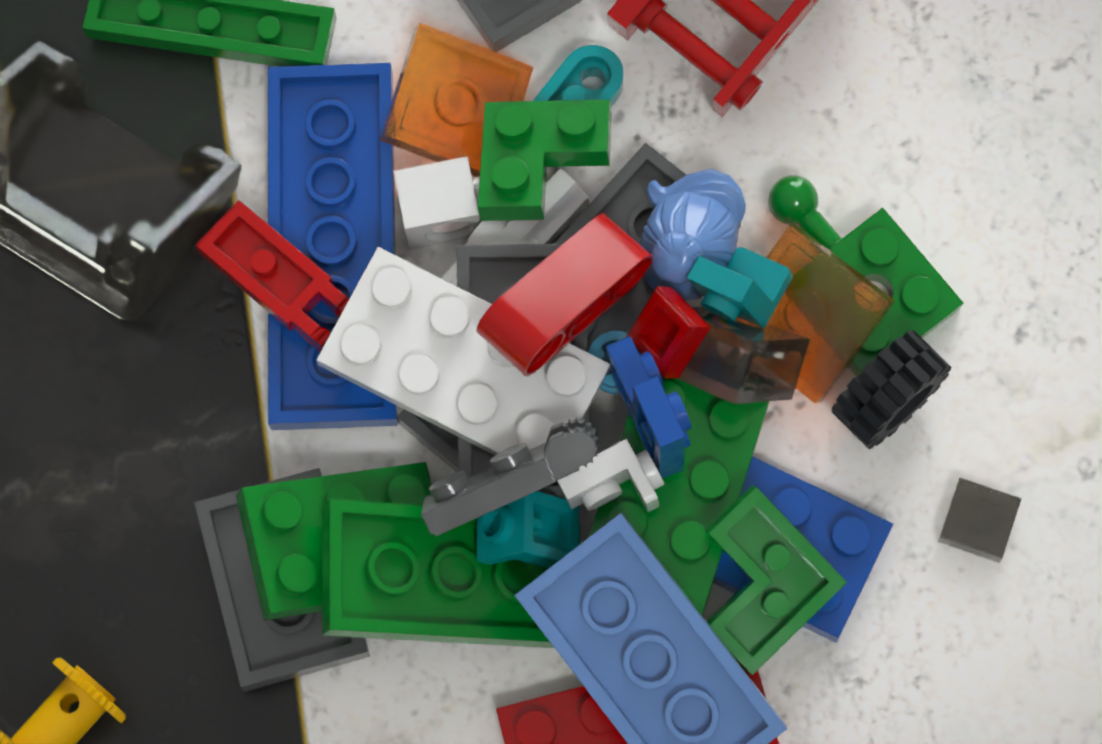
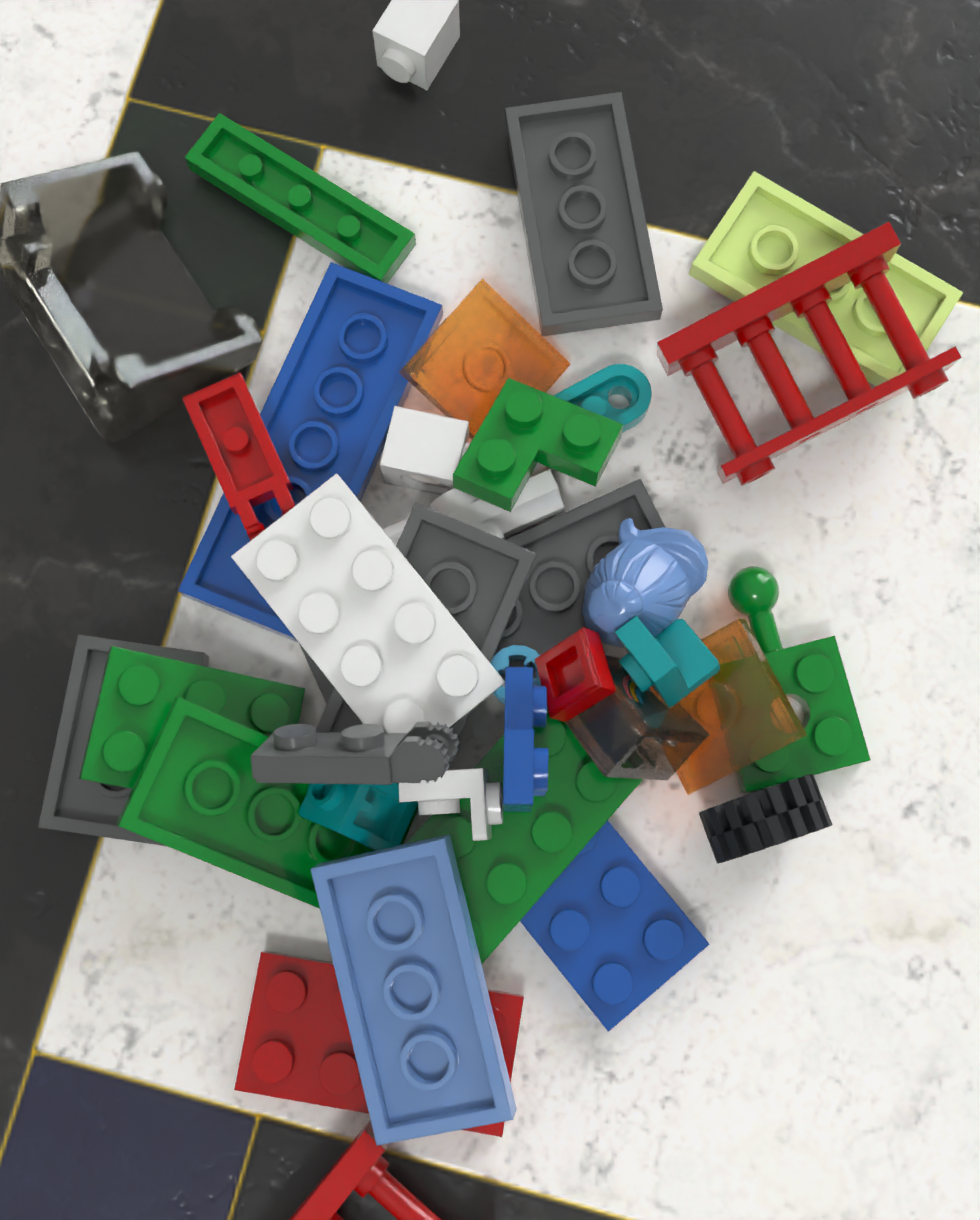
camera: 20 degrees right, 5 degrees up
(564, 294) = (487, 598): beam -> none
(785, 581) = (575, 968): green plate -> none
(979, 520) = (793, 974): clear smoke tile -> none

